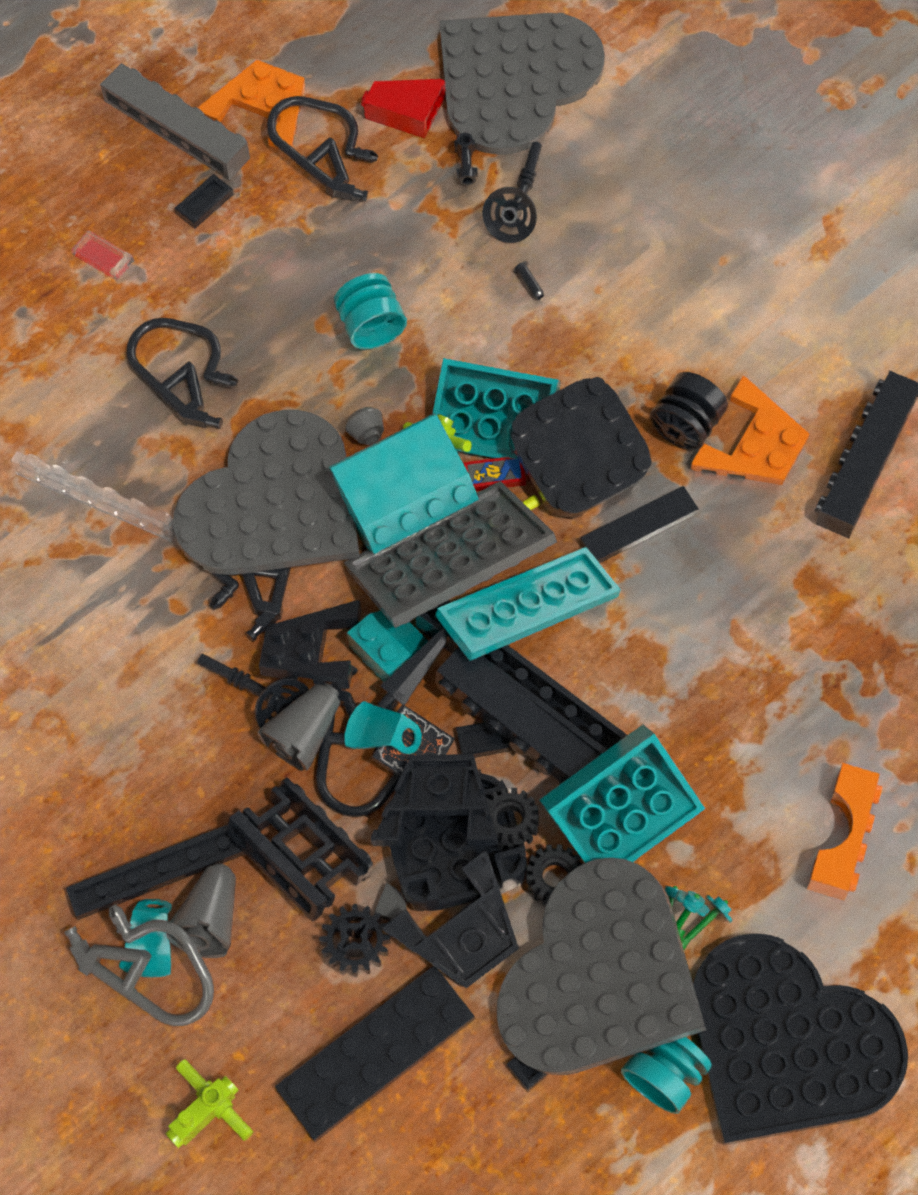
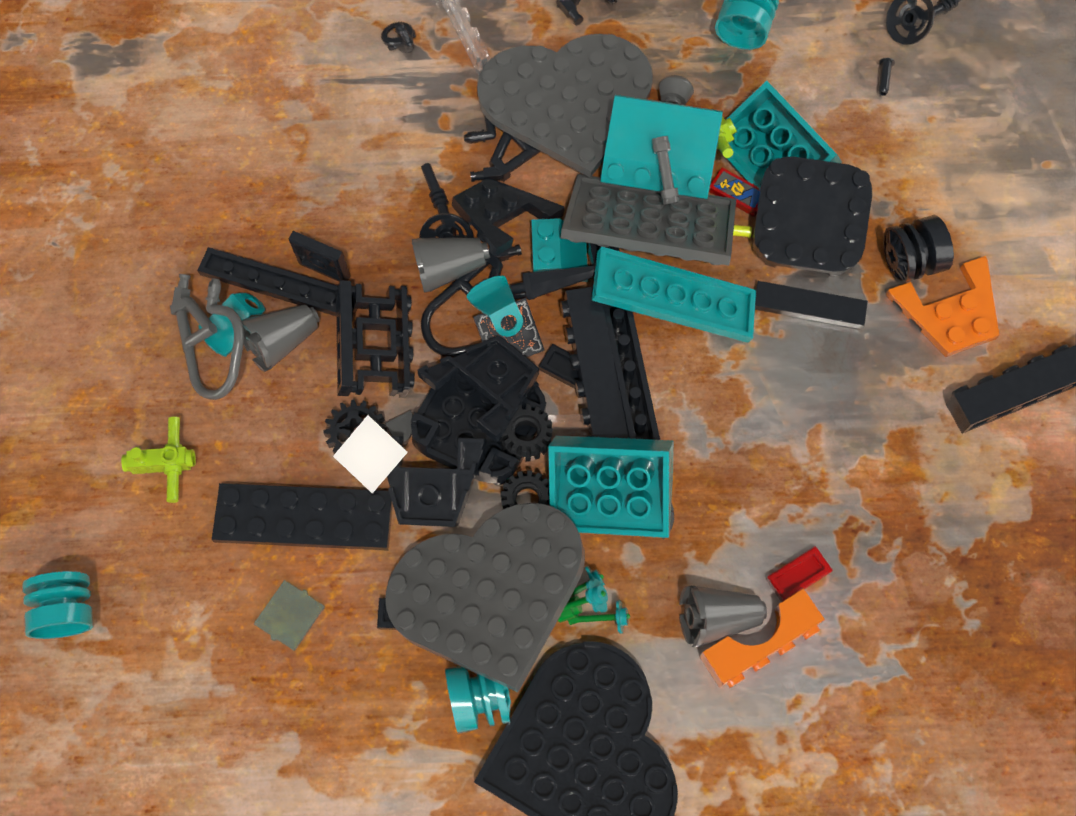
camera: 40 degrees right, 5 degrees up
(75, 561) = (404, 41): none -> black piece
(185, 813) = (319, 257): none -> black tile
(391, 947) = (370, 454): none -> white sticker
(441, 1146) = (289, 615): none -> clear light blue piece
(448, 519) = (661, 147): none -> dark grey bar
(793, 841) = (718, 614): none -> dark grey cone
(825, 756) = (799, 574): none -> red tile

